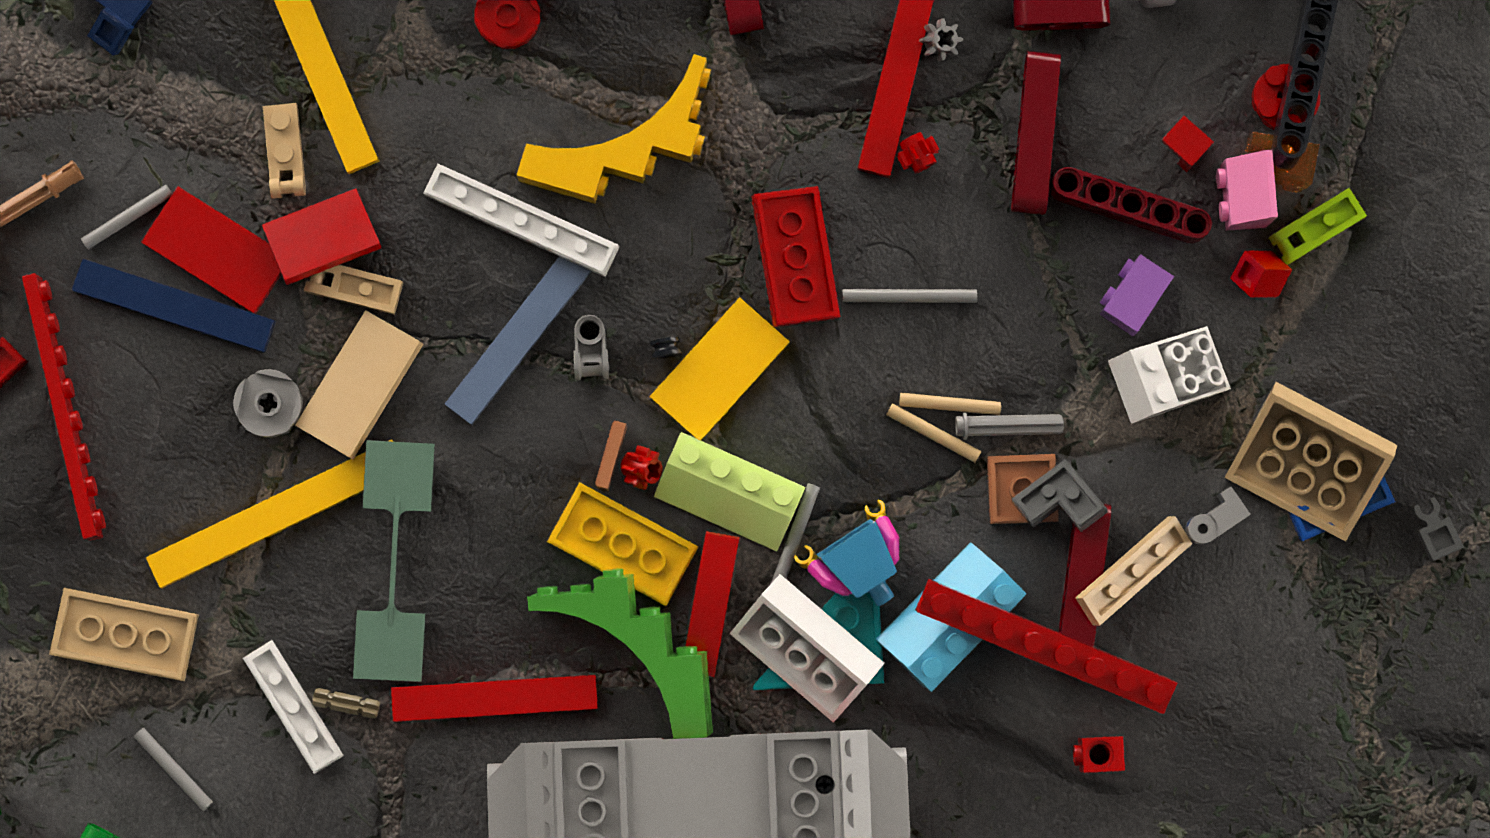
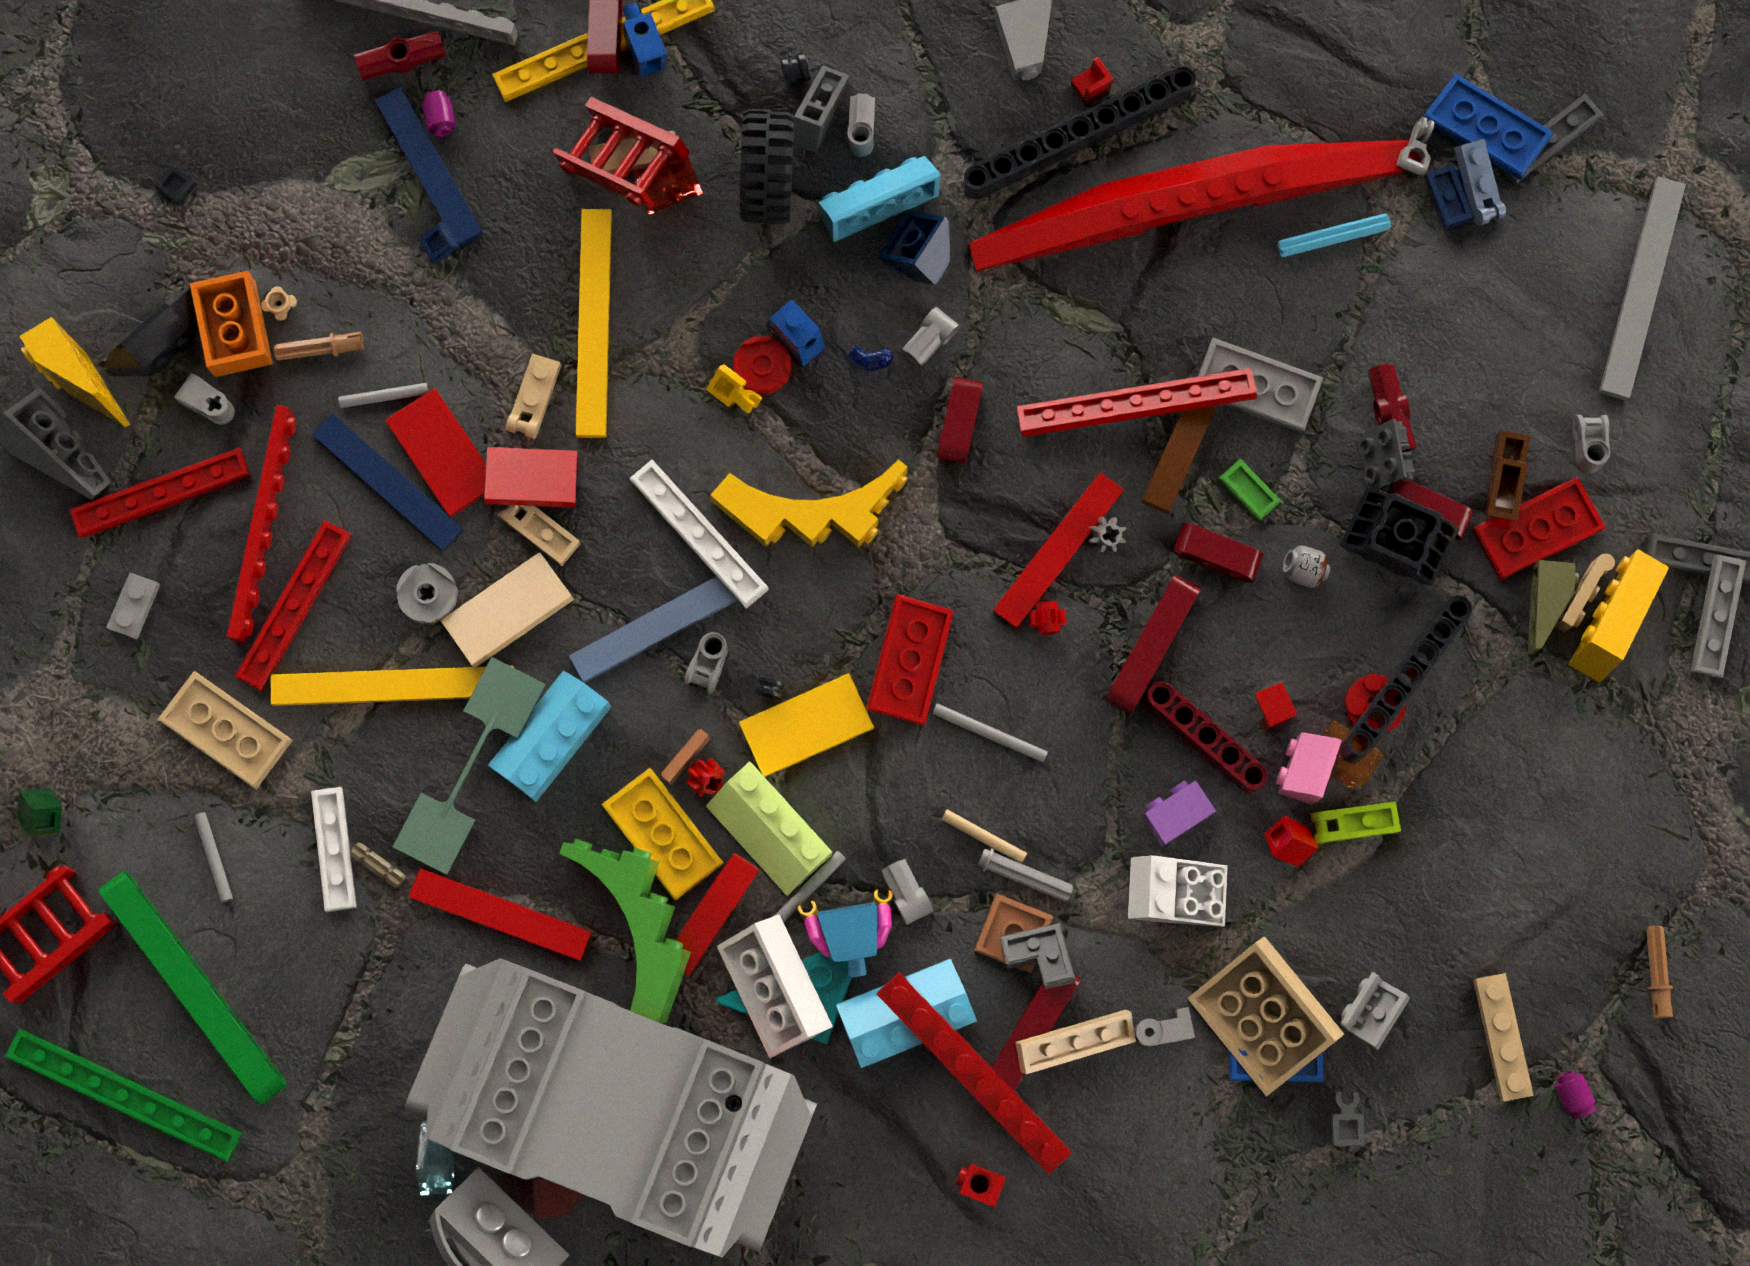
camera: 25 degrees right, 5 degrees down
(135, 476) = (293, 605): none -> red tile
(462, 494) = (550, 735): none -> medium azure slope
(484, 55) = (729, 389): none -> yellow plate
(903, 499) = (910, 899): none -> light grey piece
(933, 433) = (959, 854): tan bar -> none
(1416, 409) = (1373, 1011): none -> light grey bracket

